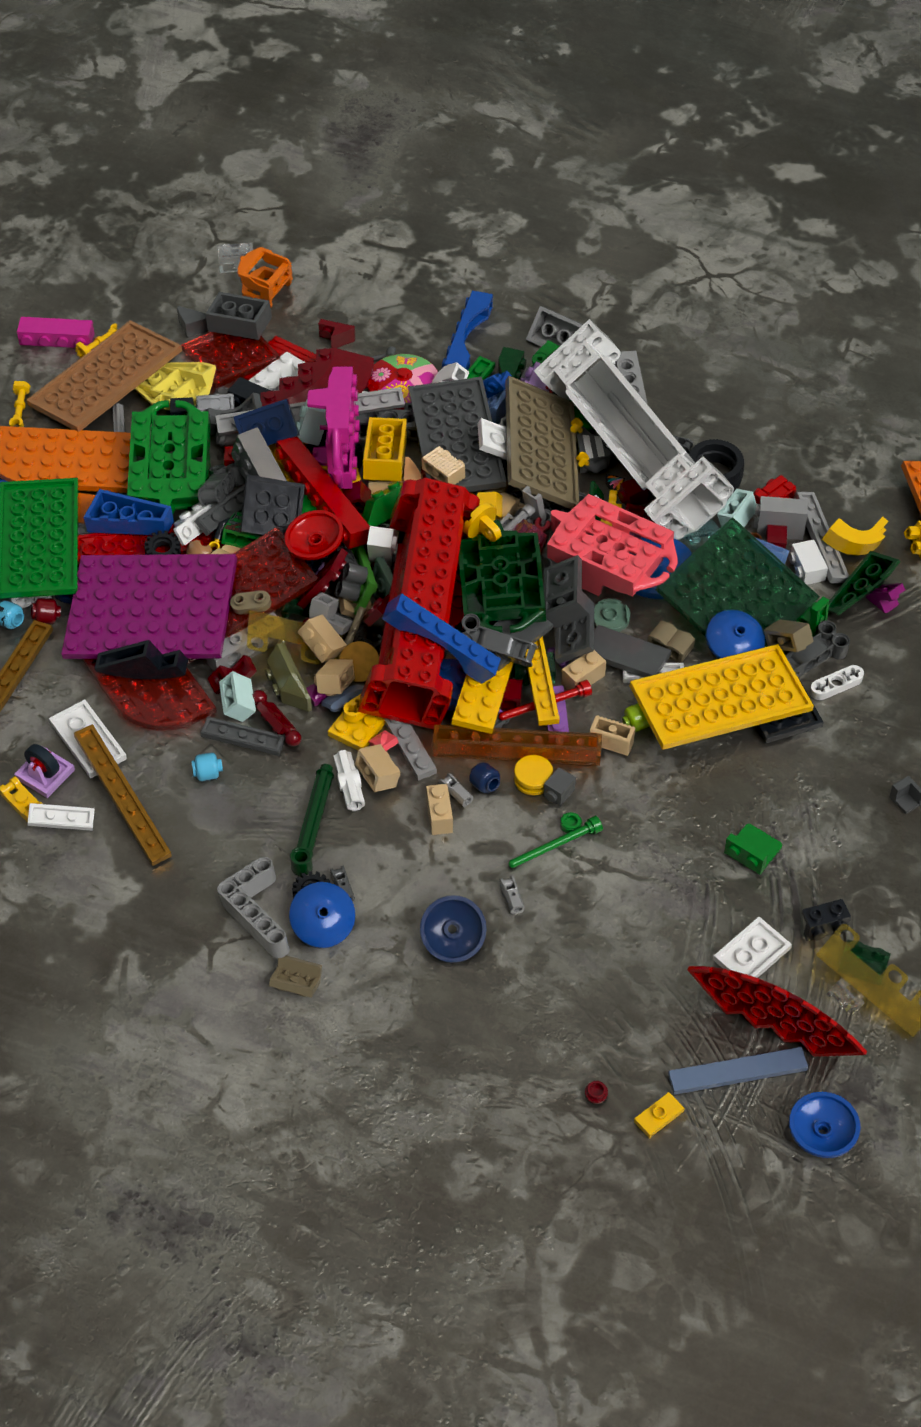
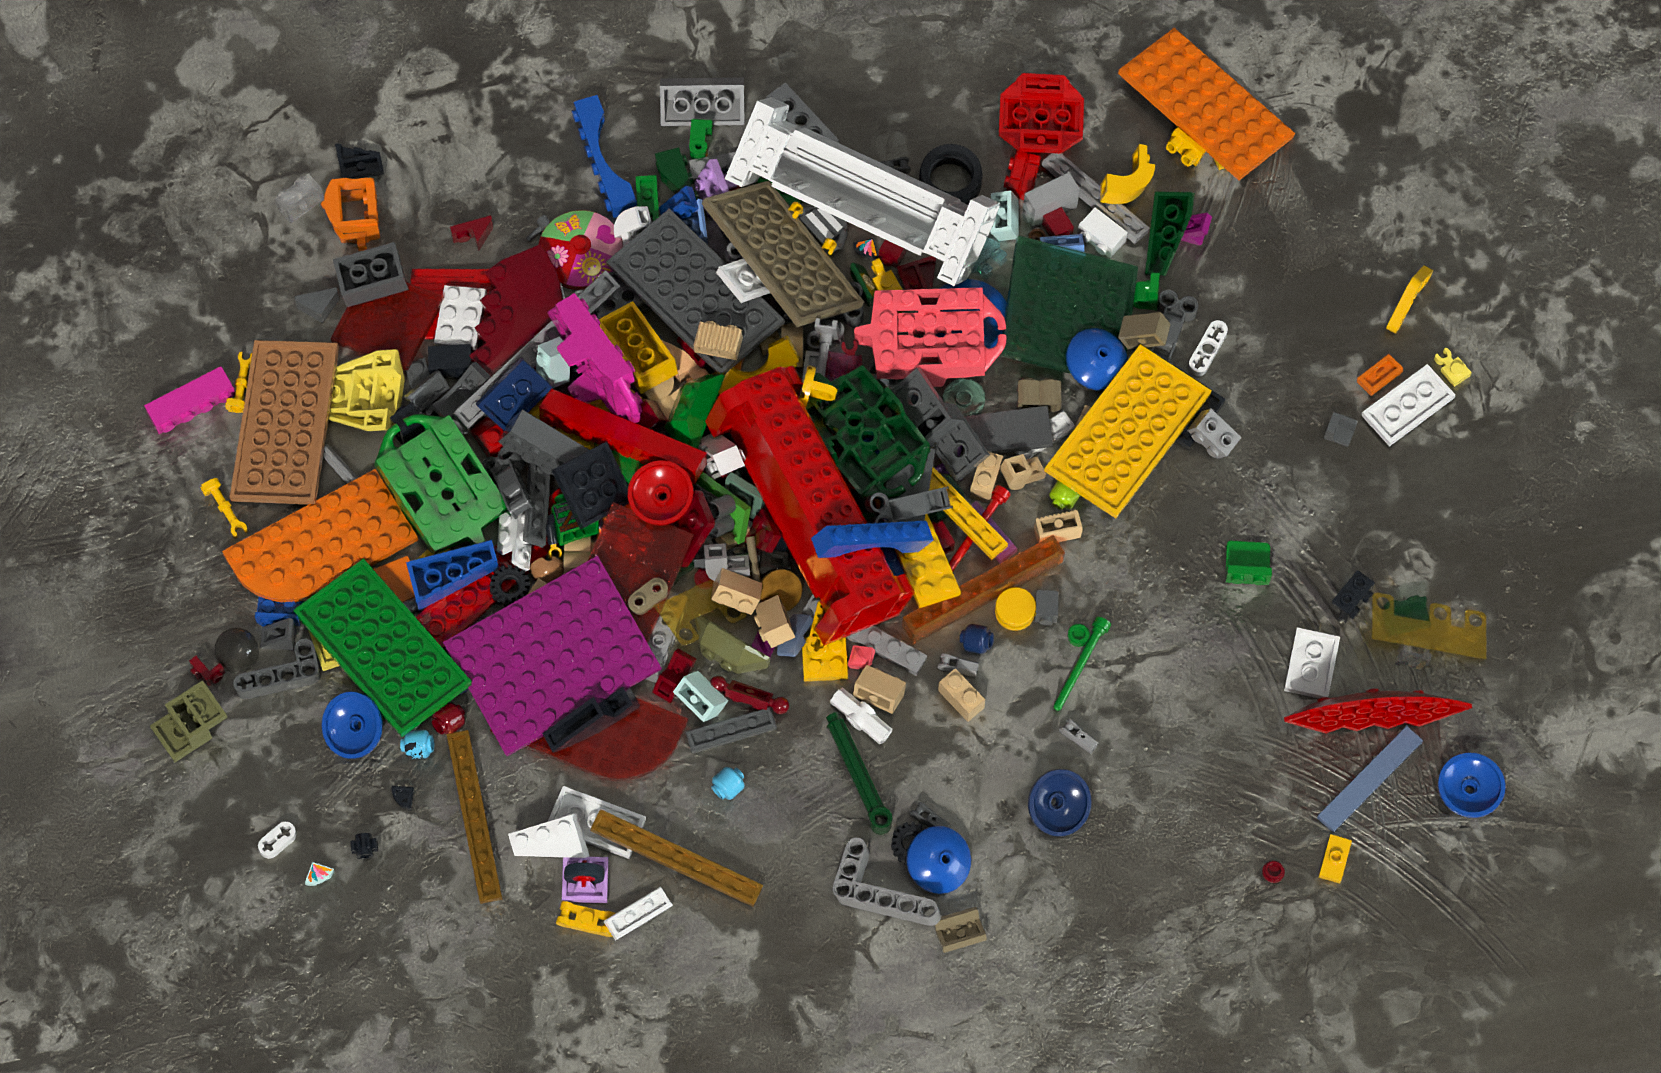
camera: 35 degrees left, 15 degrees up
(42, 724) = (551, 839): none -> white wedge
(299, 259) = (358, 163): none -> black wing
(610, 682) = (1020, 471): none -> tan brick
(793, 738) = (1213, 434): none -> light grey brick
(818, 460) = (1044, 97): none -> red piece

